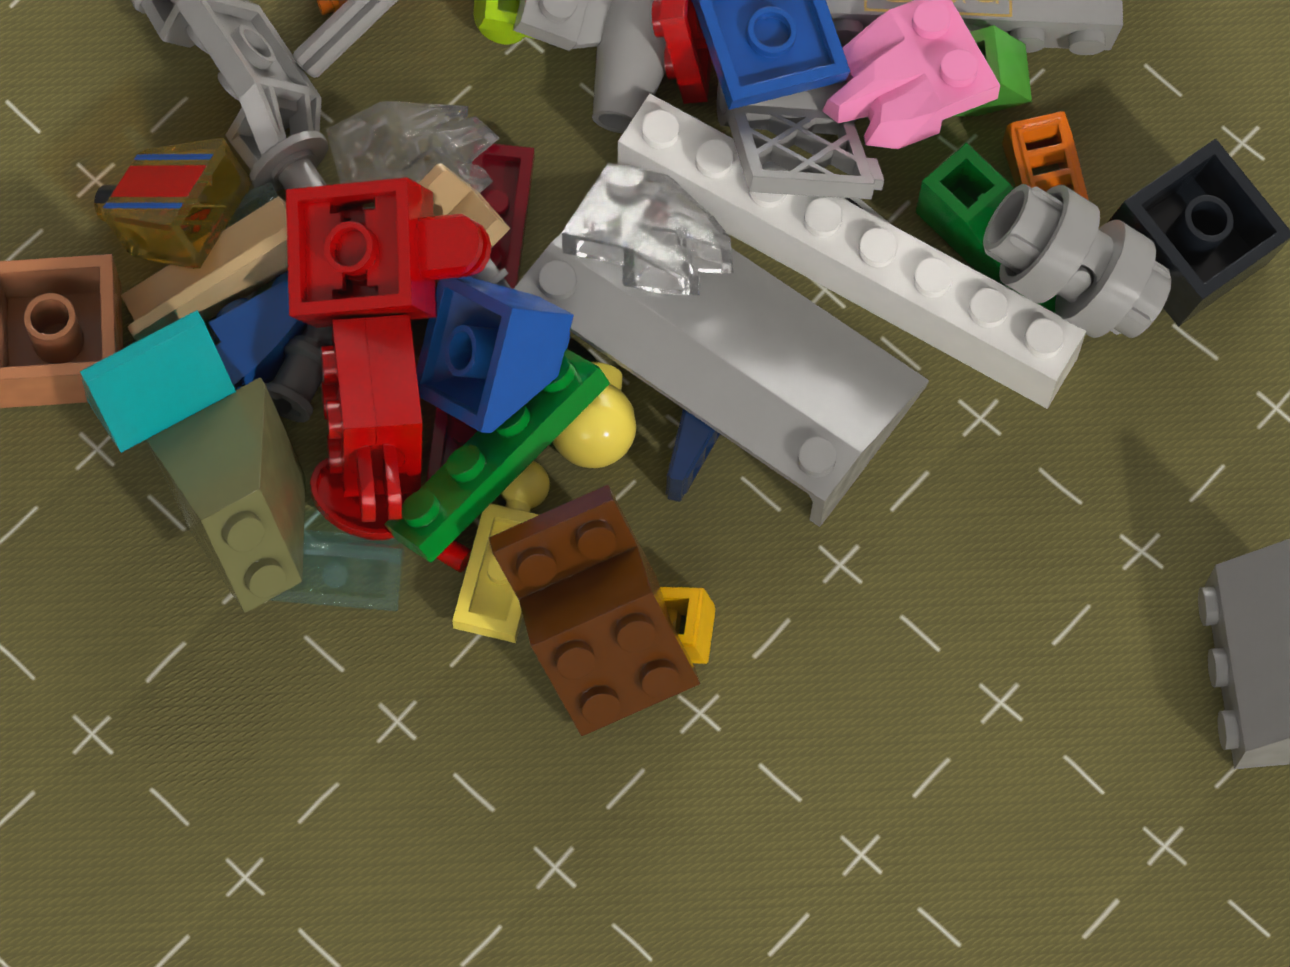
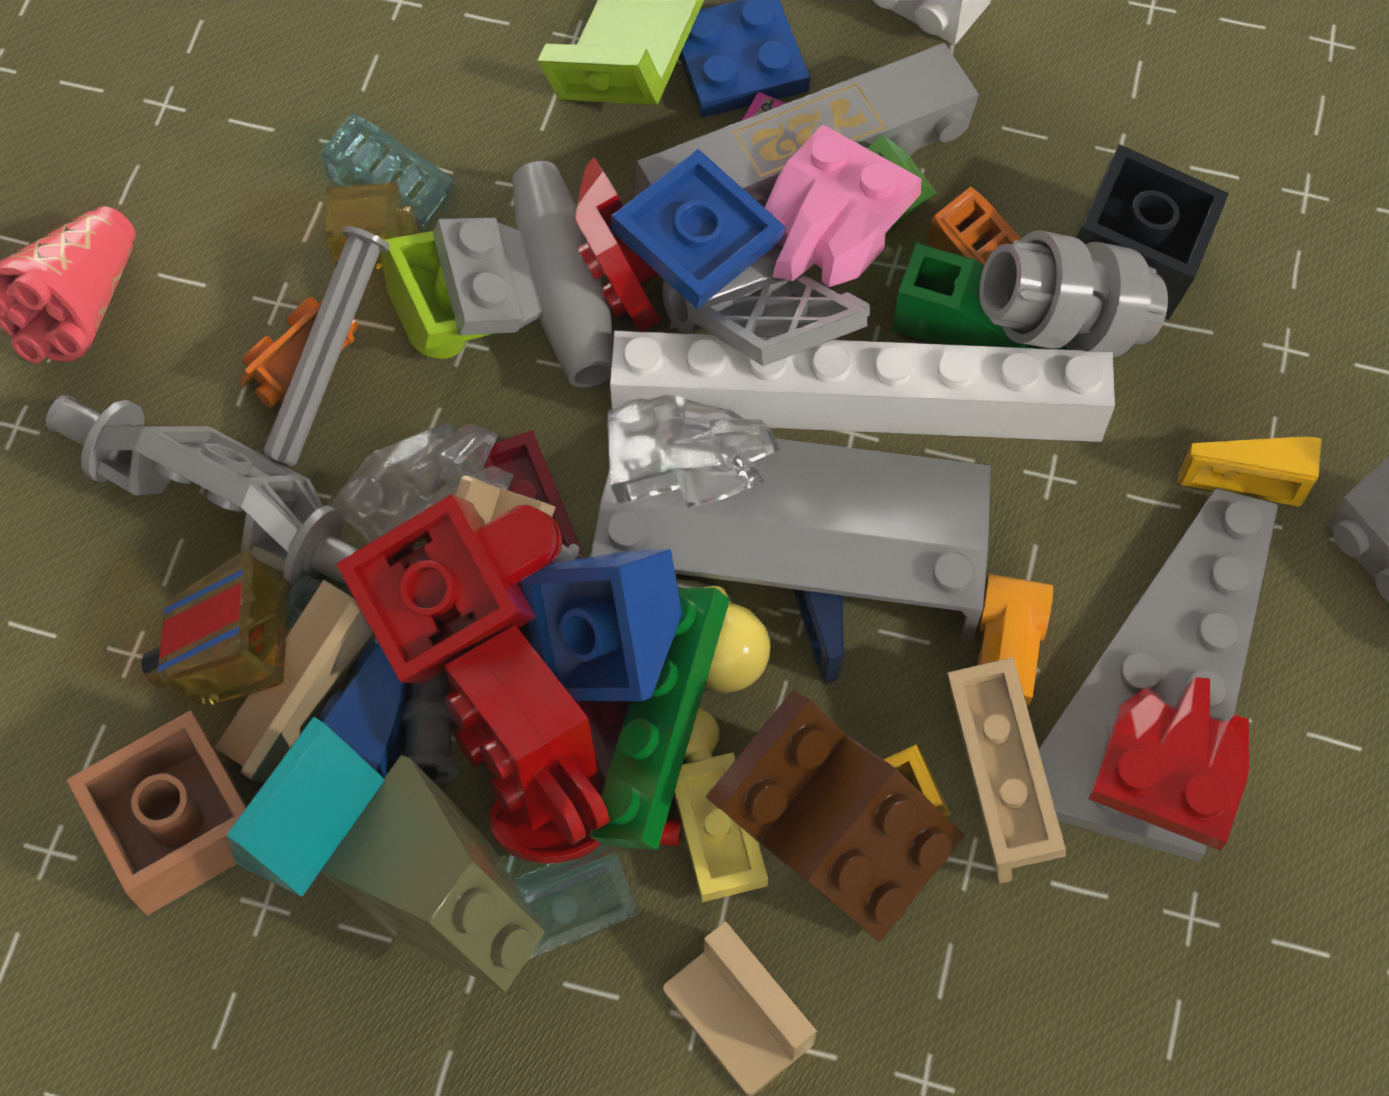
camera: 25 degrees left, 5 degrees down
(431, 731) = (740, 1011): none -> tan panel
(764, 642) = (1005, 766): none -> tan panel
(856, 527) = (1014, 624): none -> light orange piece
(913, 714) = (1176, 765): none -> red plate
(937, 669) = (1184, 627): none -> light grey wing
(1166, 503) = (1258, 468): none -> yellow slope

